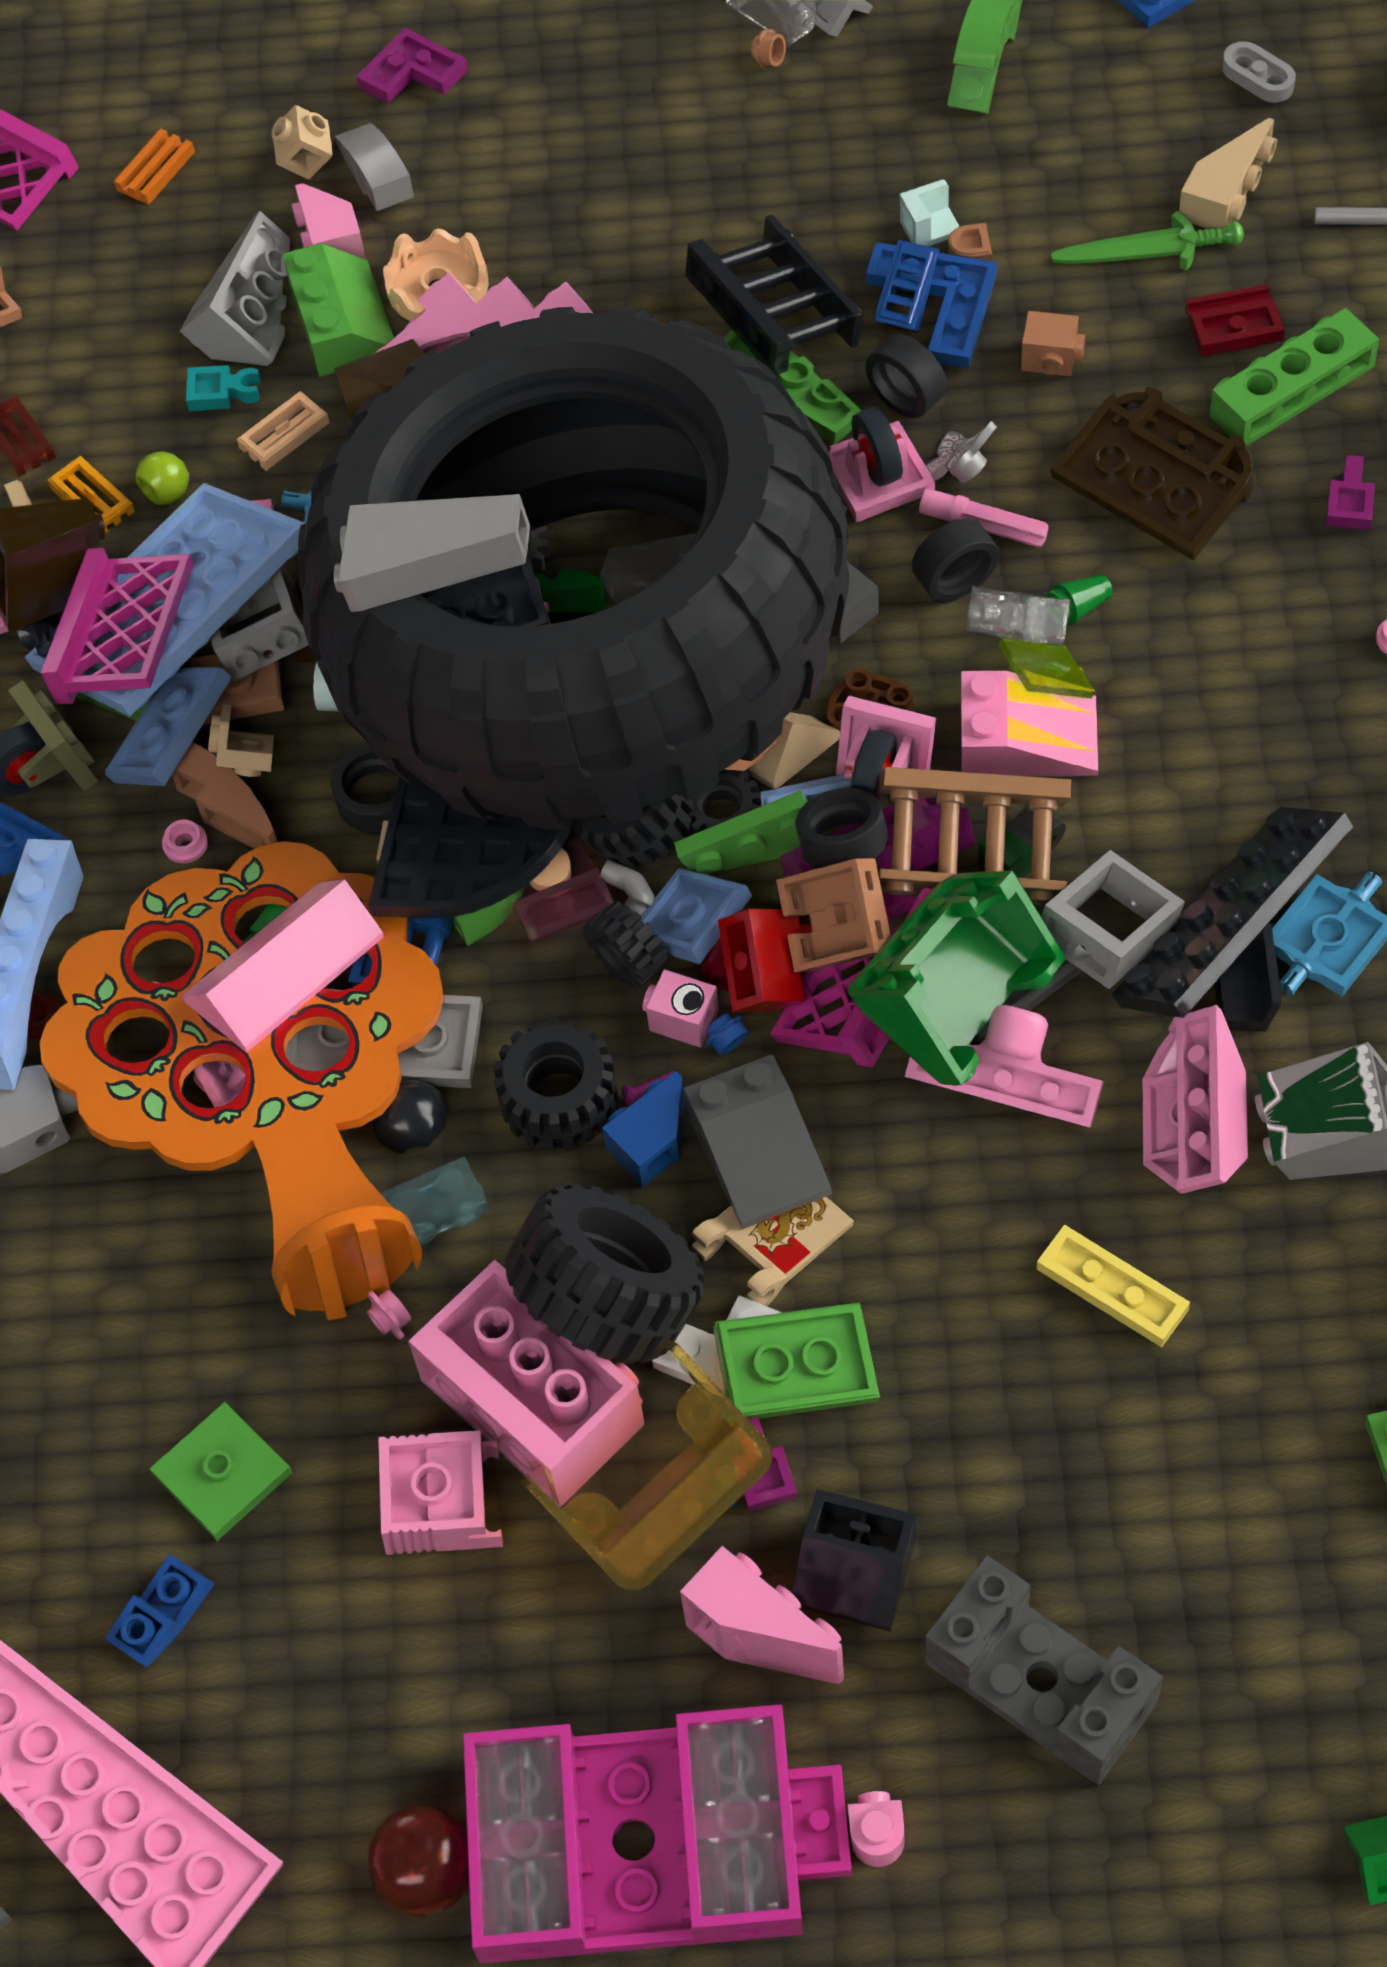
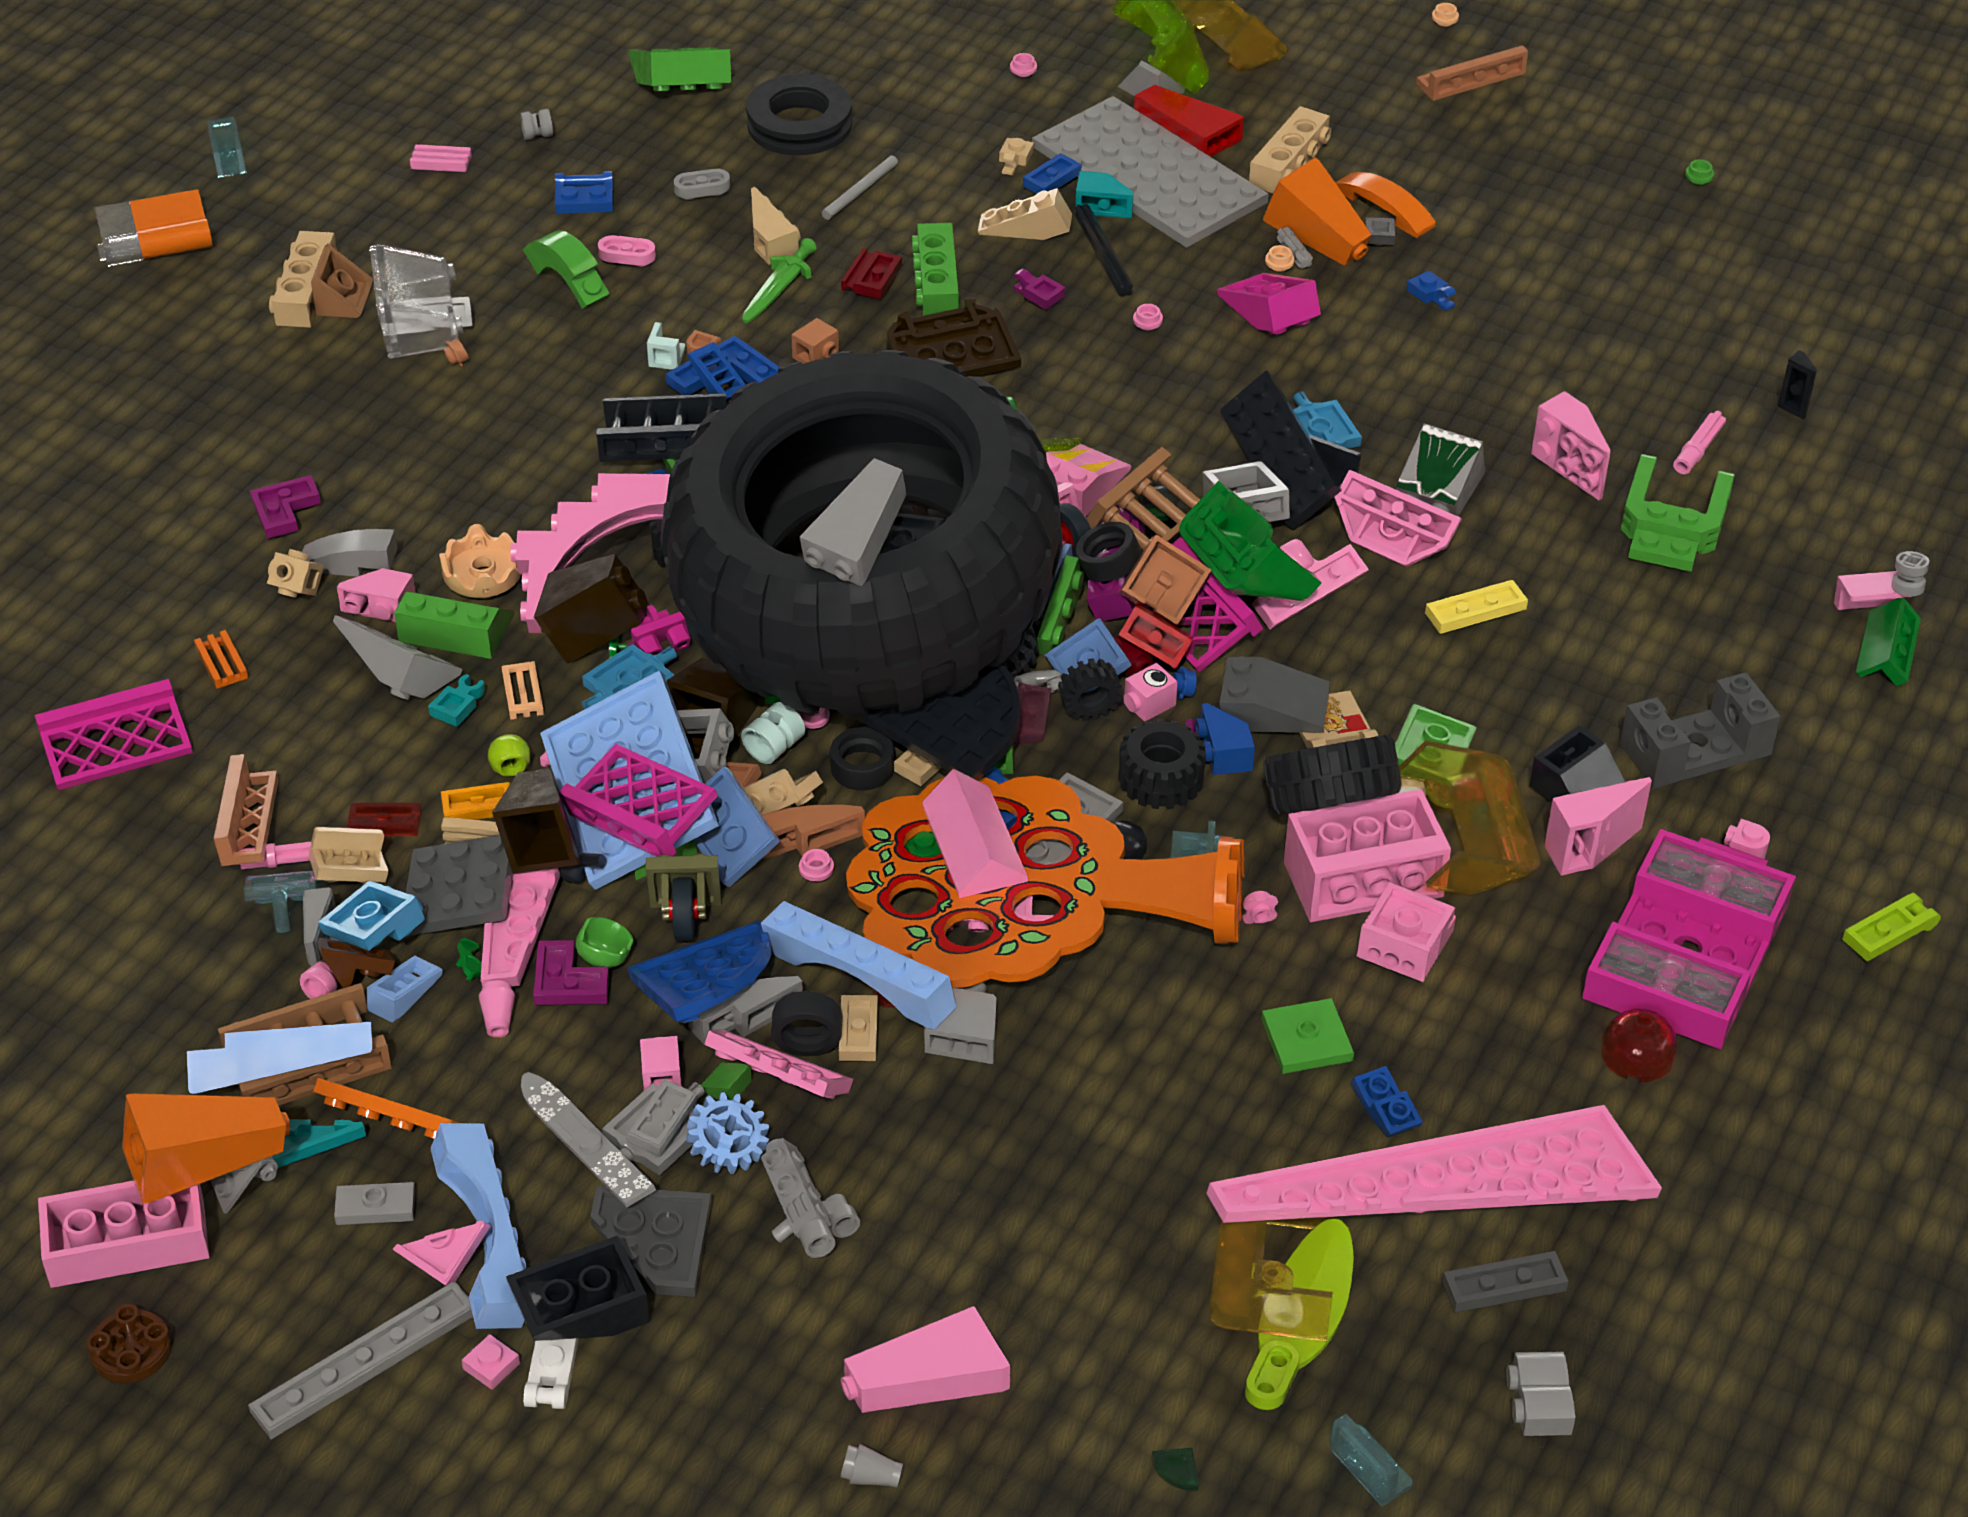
camera: 65 degrees left, 15 degrees down
(1073, 80) = (626, 250): none -> bright pink plate

